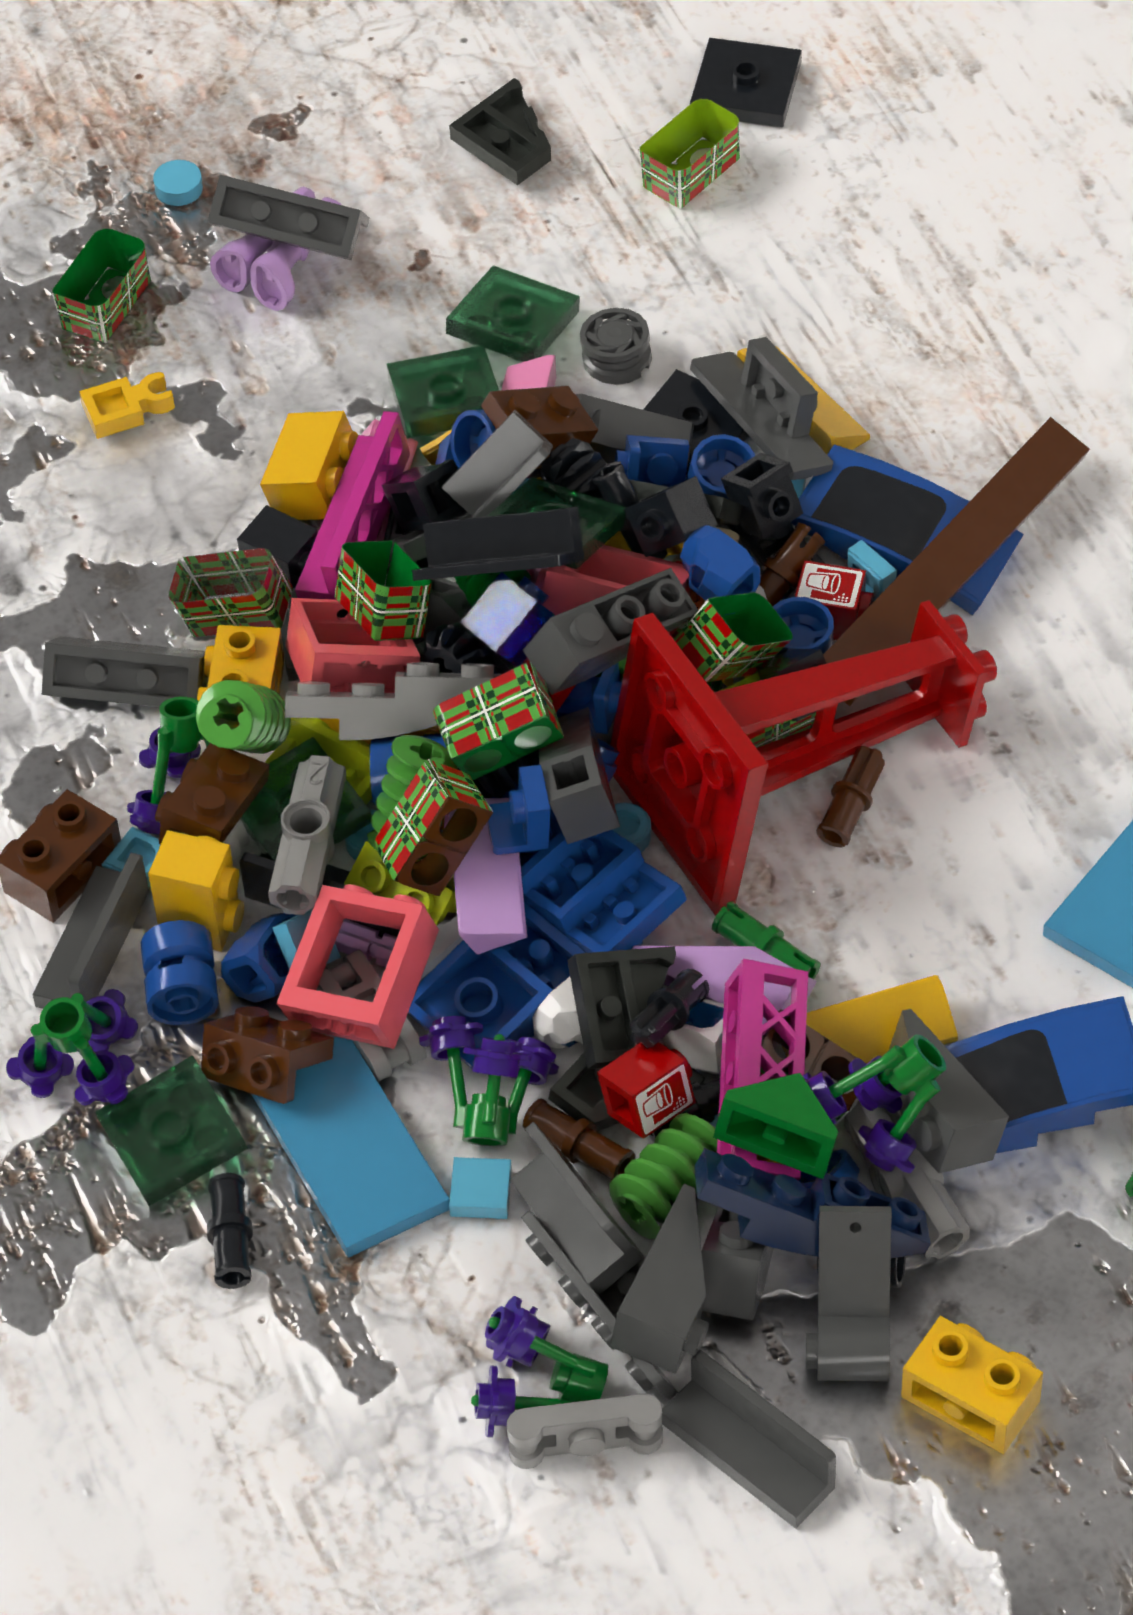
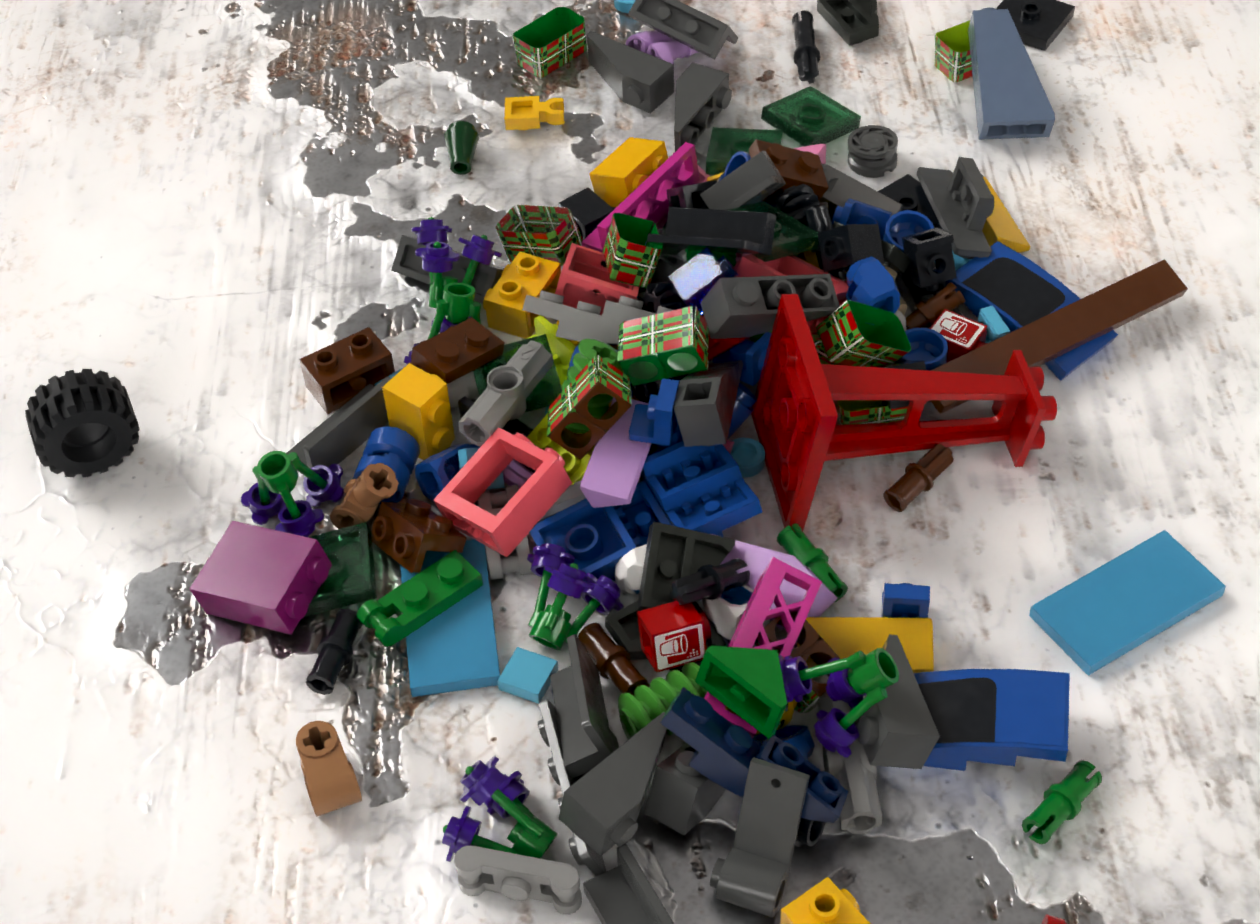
camera: 20 degrees right, 5 degrees down
(50, 481) = (461, 144): none -> dark green cone
(97, 1165) = (261, 577): none -> magenta brick
(126, 670) = (439, 256): none -> dark purple plant
(174, 1023) = (364, 495): none -> medium nougat connector
(239, 308) = (630, 73): none -> dark grey slope
(242, 717) = (496, 305): bright green piece -> none
(295, 1376) = (326, 769): none -> medium nougat piece
(309, 1131) = (420, 598): none -> green plate
(348, 328) = (698, 100): none -> dark grey slope
(467, 216) = (806, 53): none -> black axle
(756, 198) = (1005, 83): none -> sand blue slope
(899, 963) = (905, 601): none -> blue bracket

